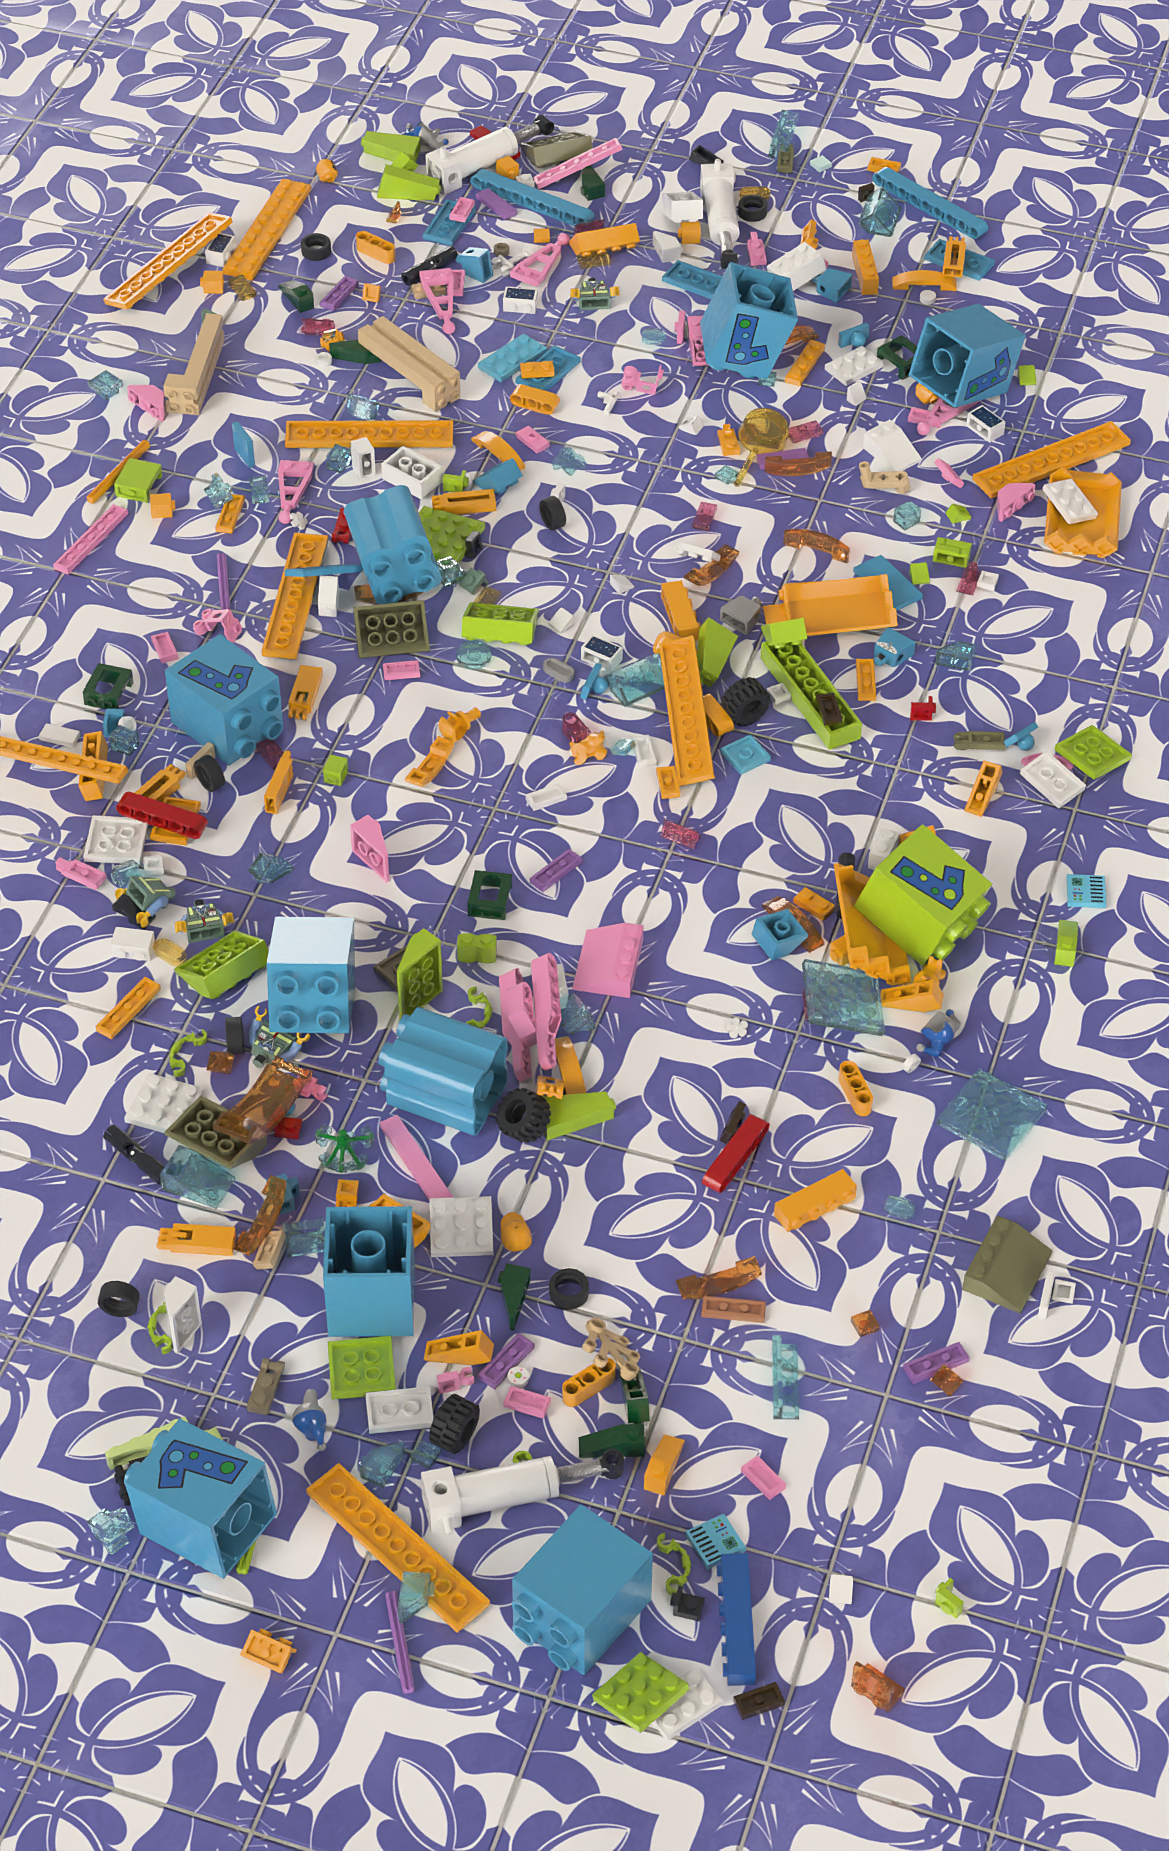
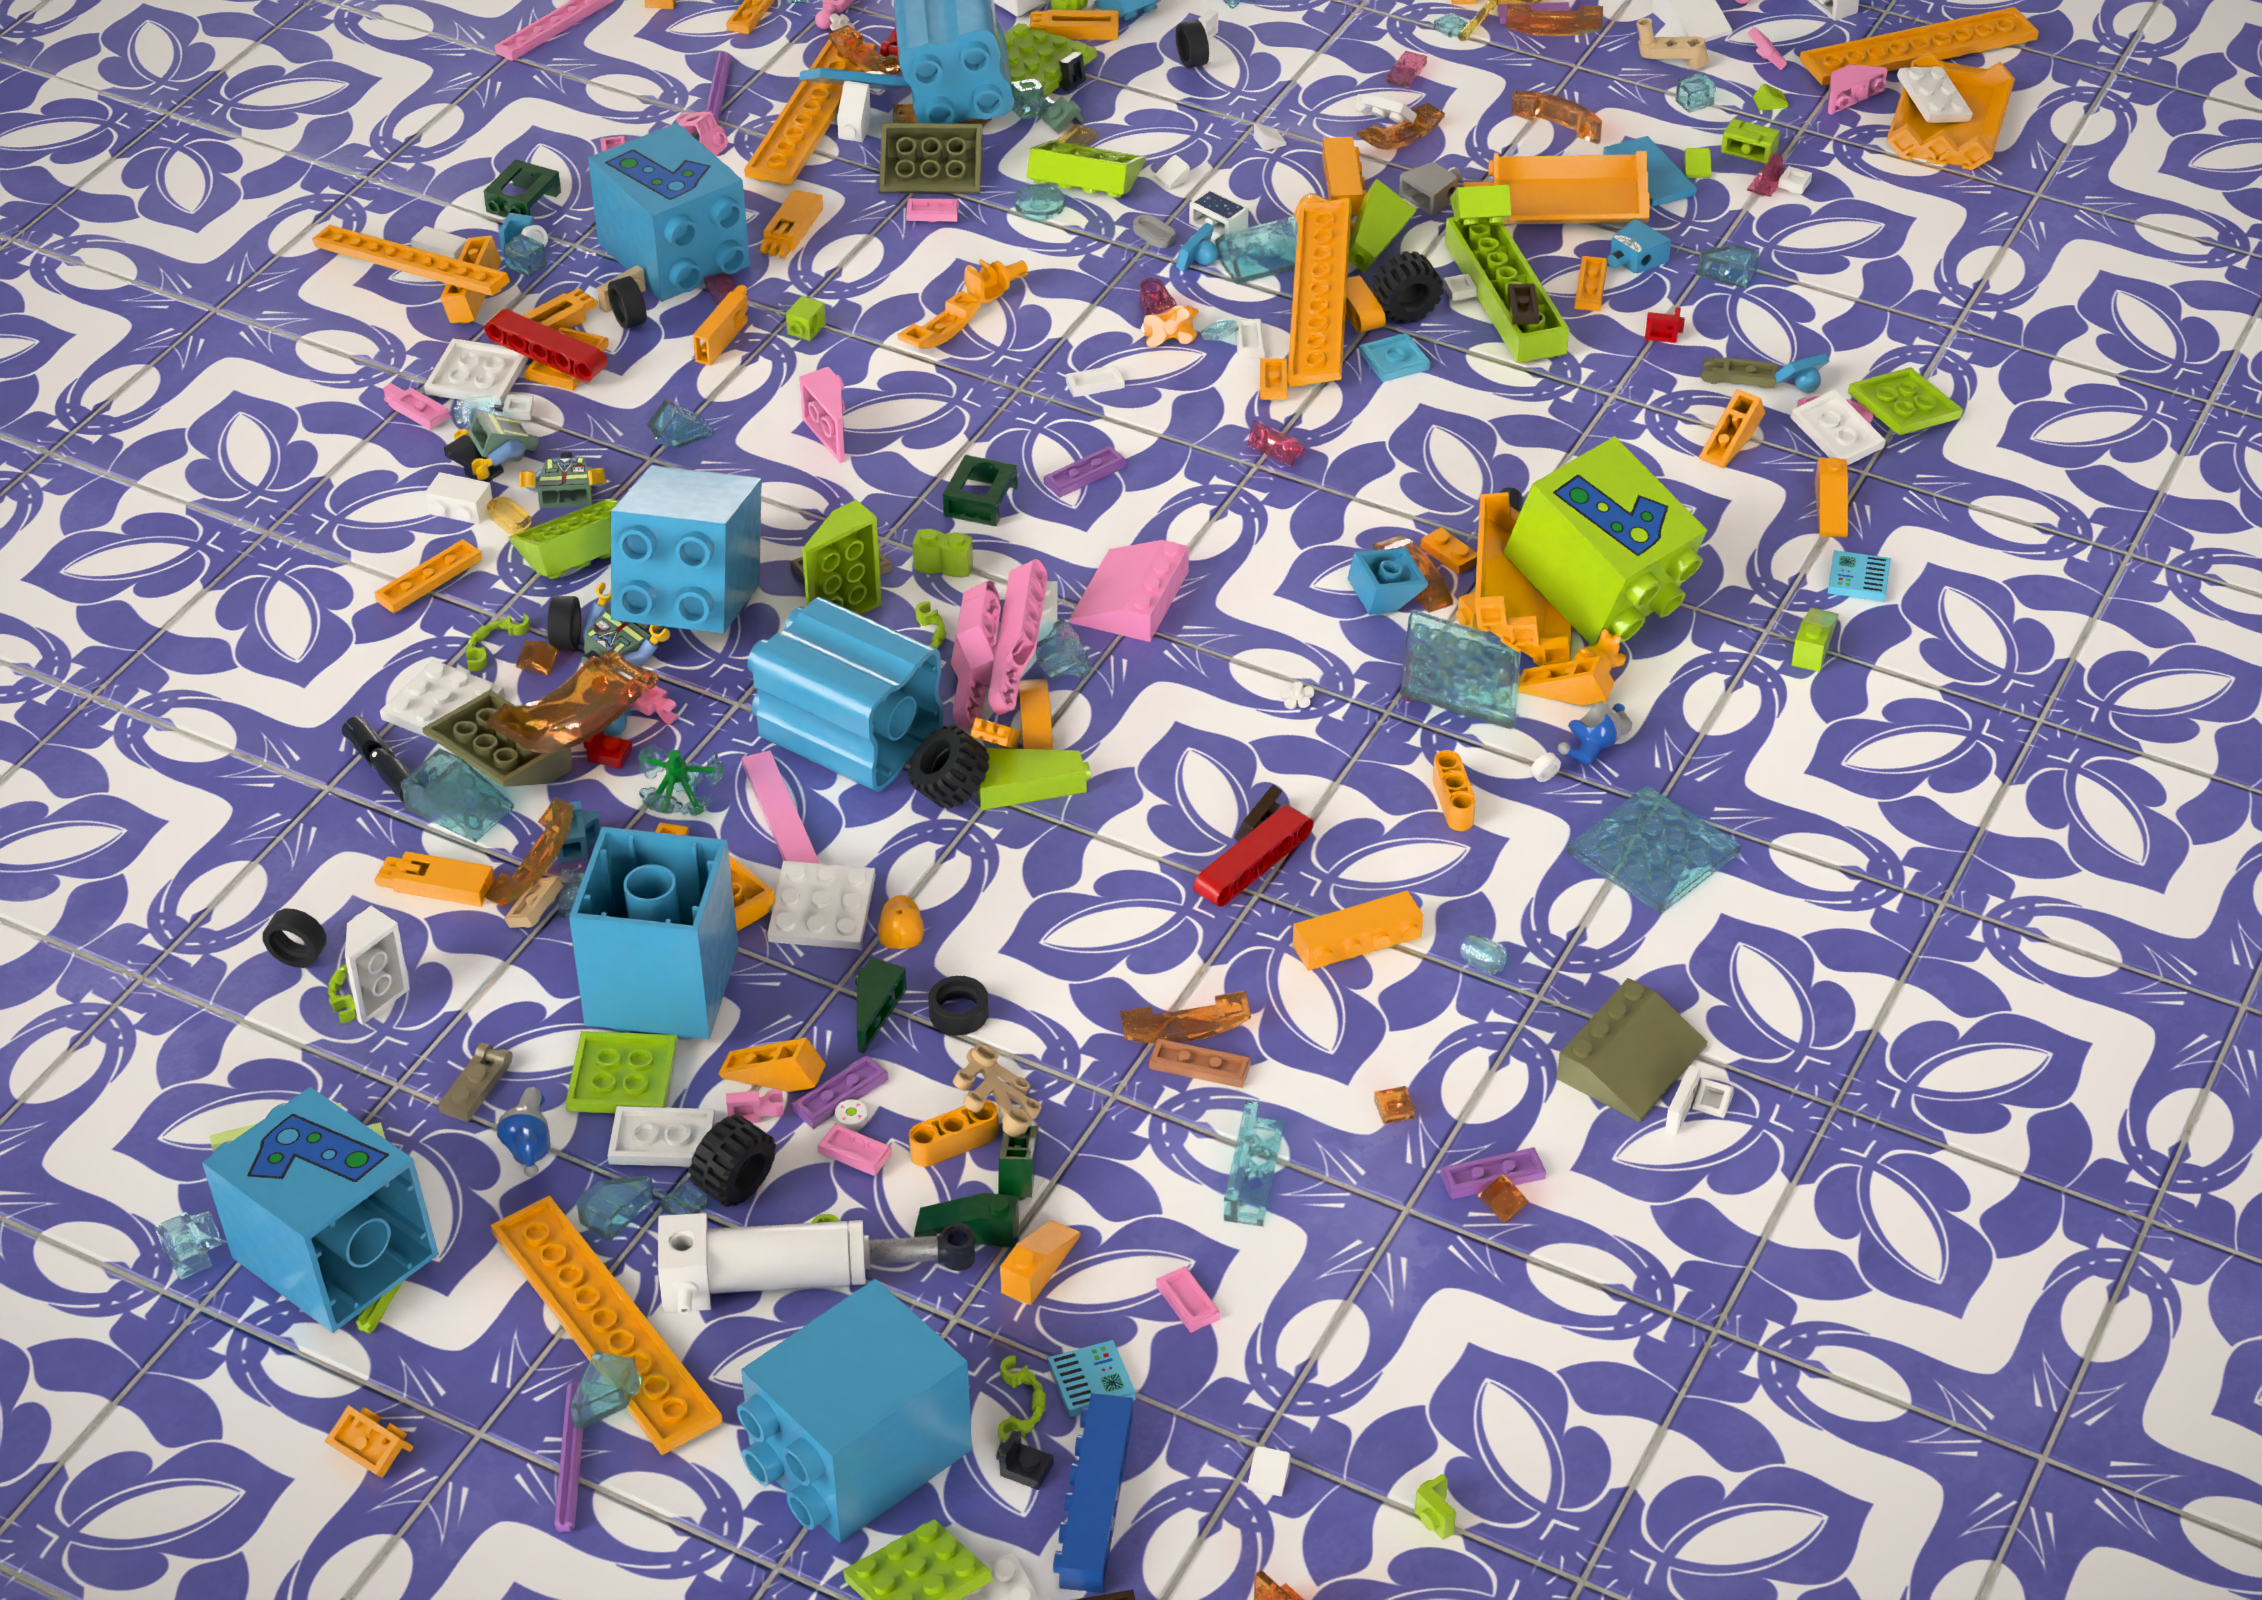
camera: 10 degrees right, 5 degrees down
(311, 539) = (851, 46): none -> clear orange slope
(1058, 833) = (1832, 497): none -> light orange slope

